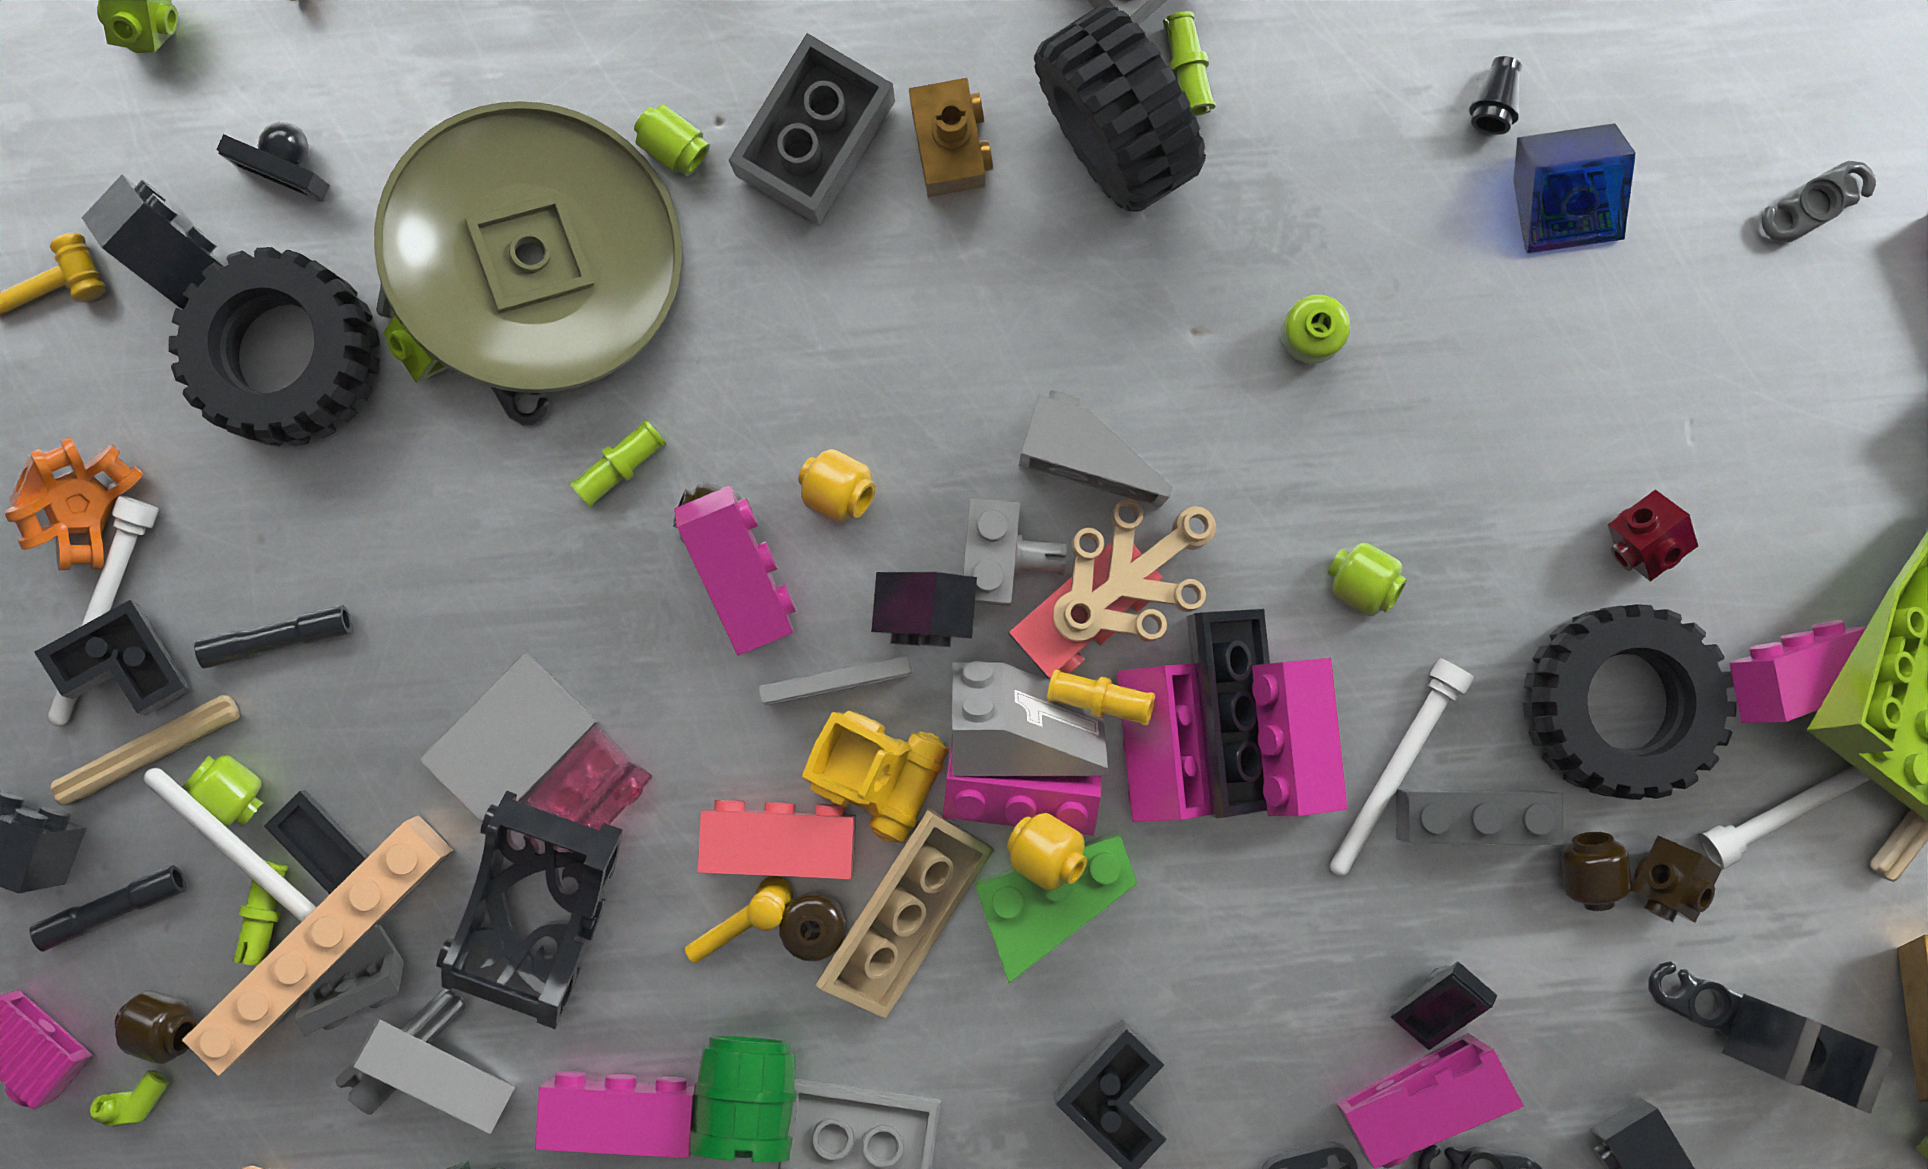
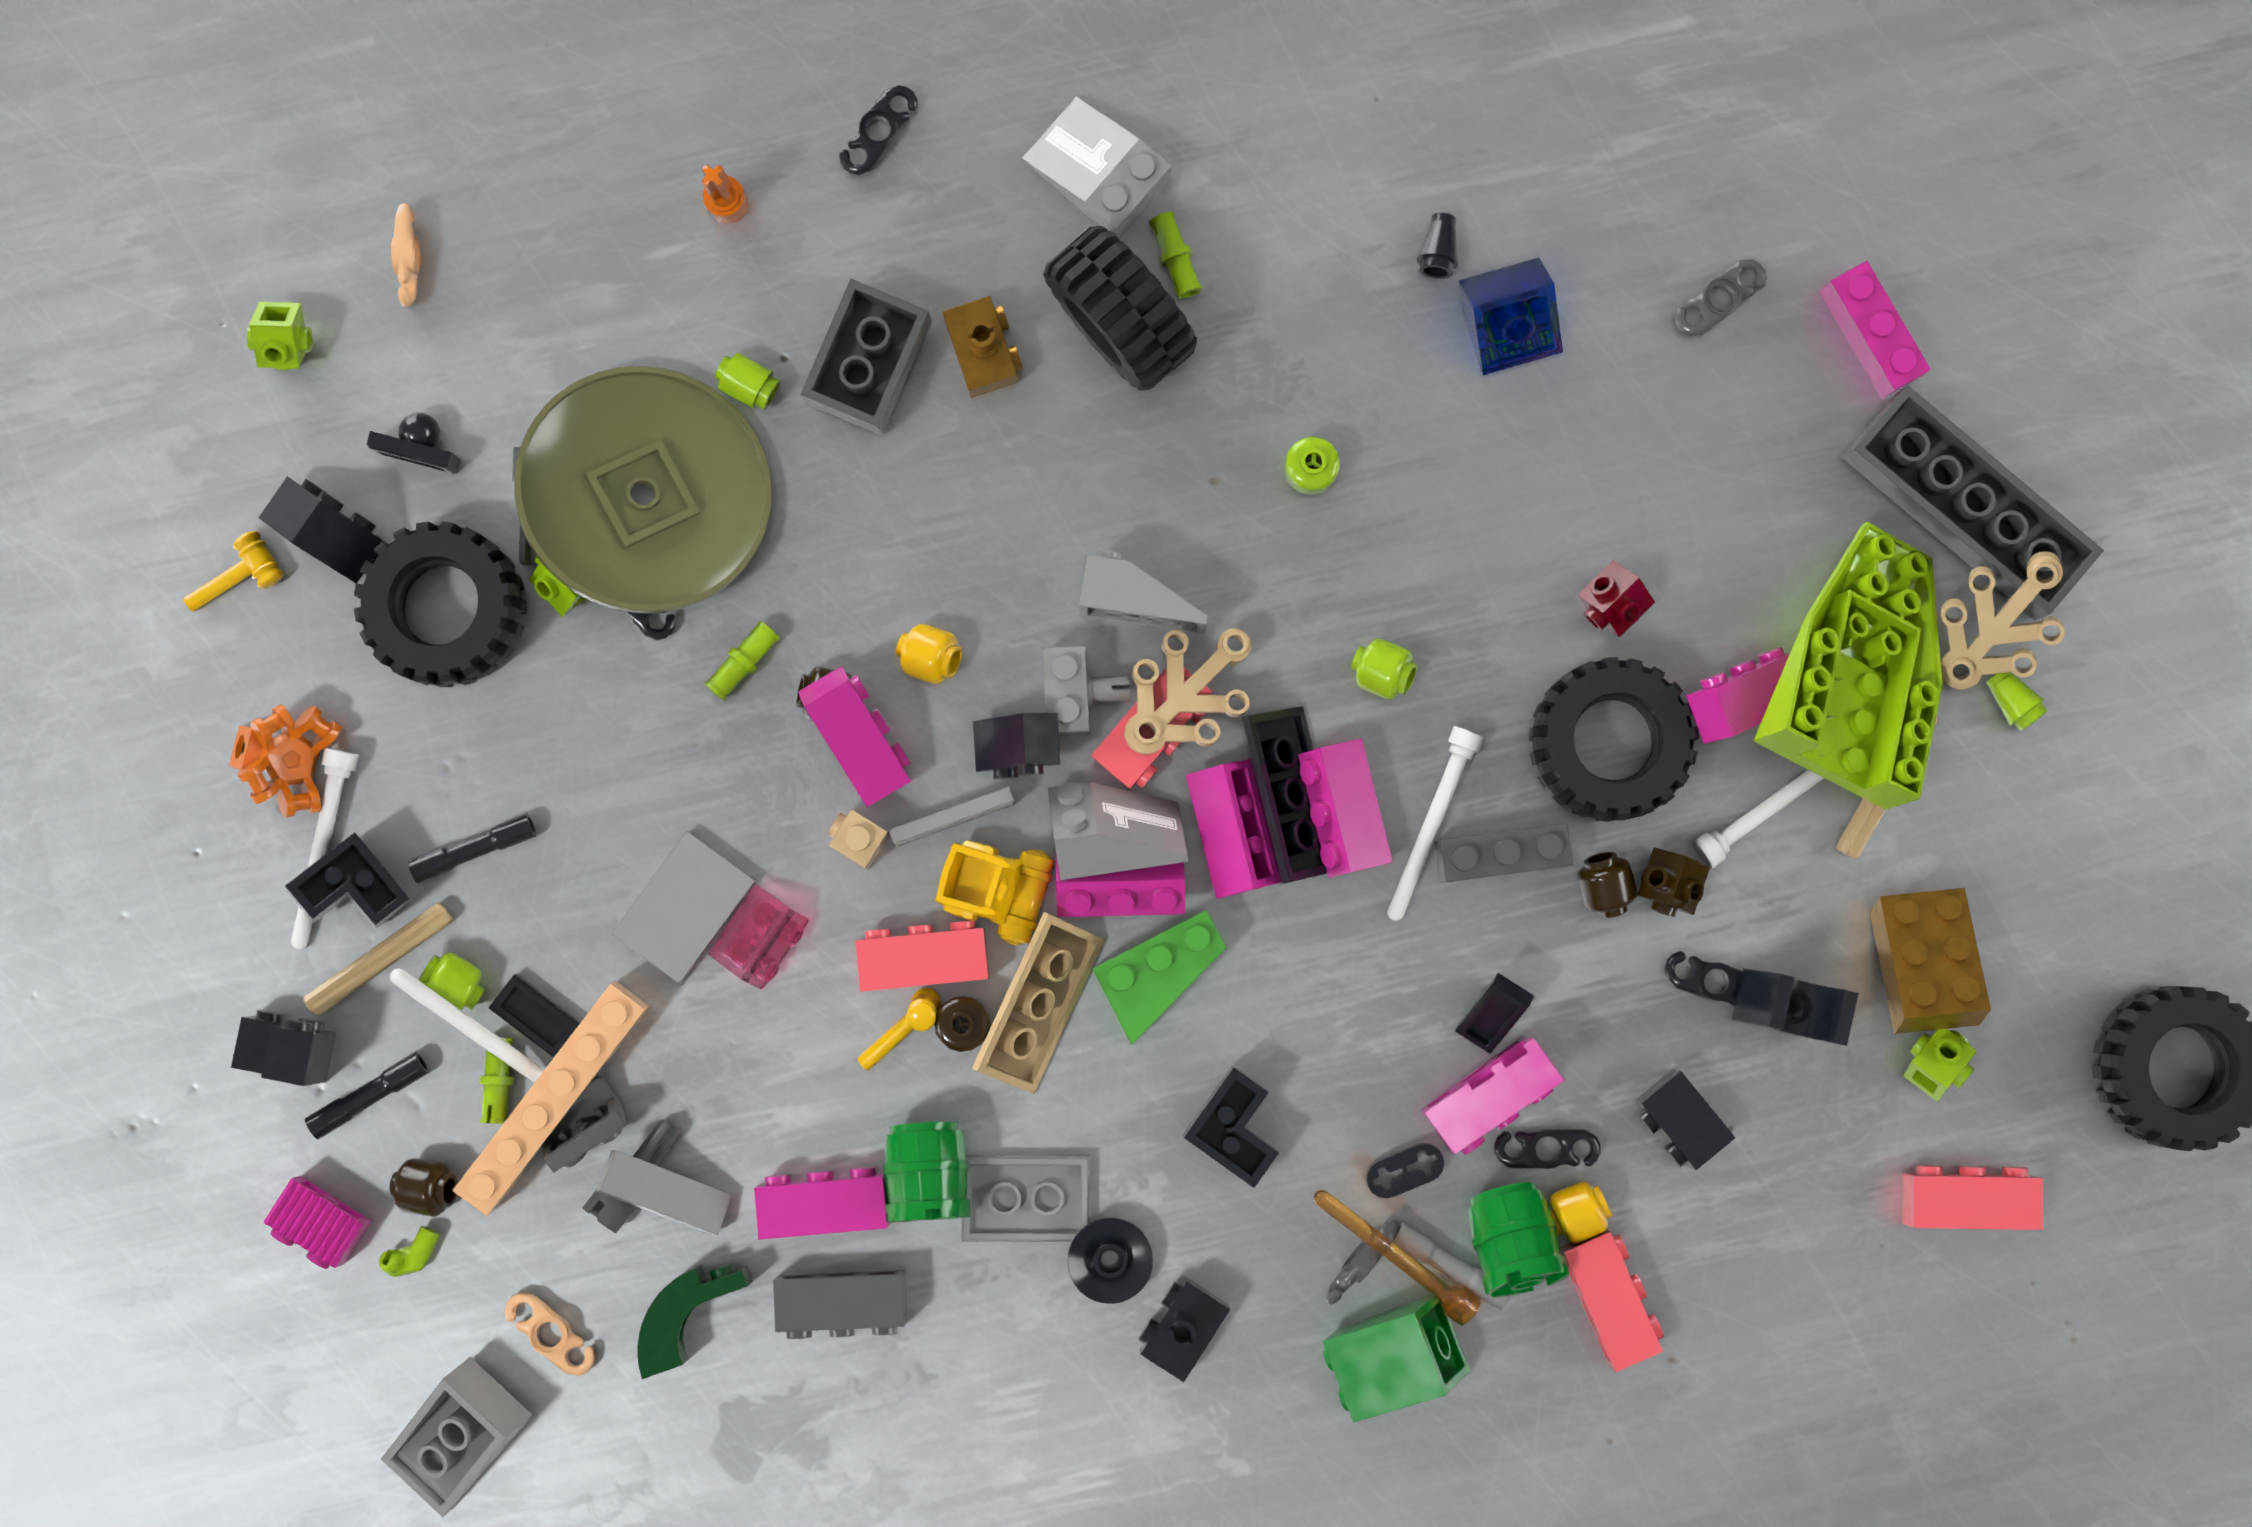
camera: 15 degrees left, 0 degrees up
(588, 859) = (749, 1095): black fence -> none
(721, 690) = (857, 838): none -> tan brick
(1047, 851) = (1146, 930): yellow head -> none
(1101, 697) = (1174, 797): yellow pin -> none

